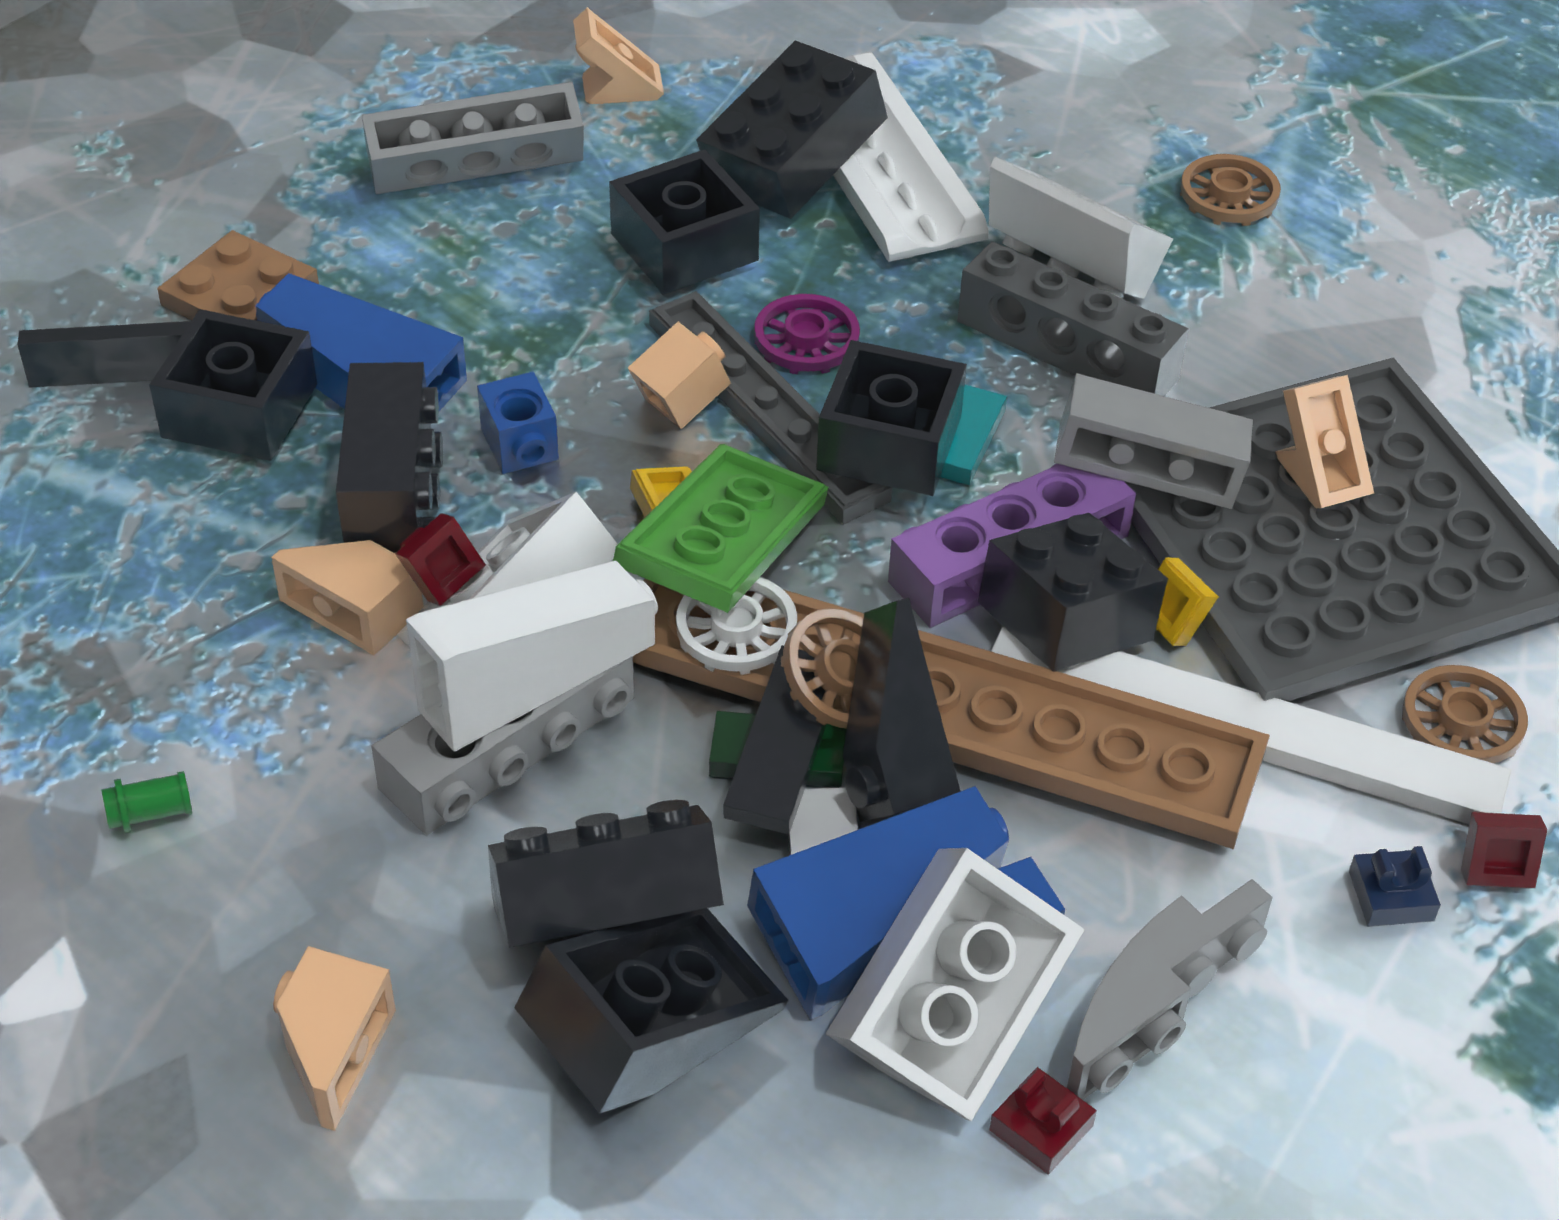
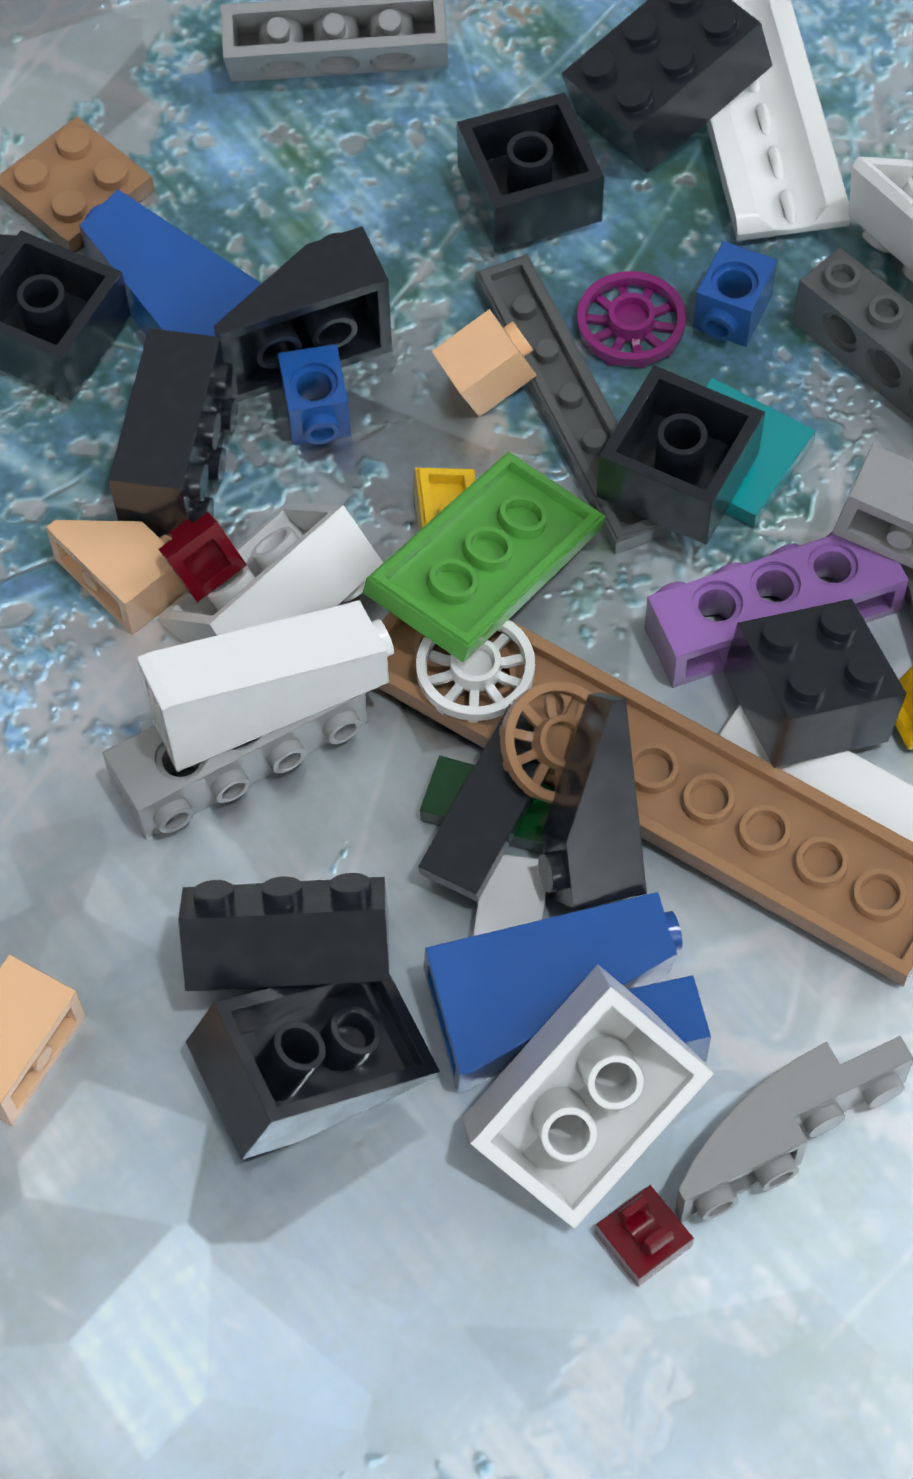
camera: 15 degrees right, 15 degrees up
(506, 330) = (316, 299): none -> black slope
(900, 297) = (734, 294): none -> blue brick

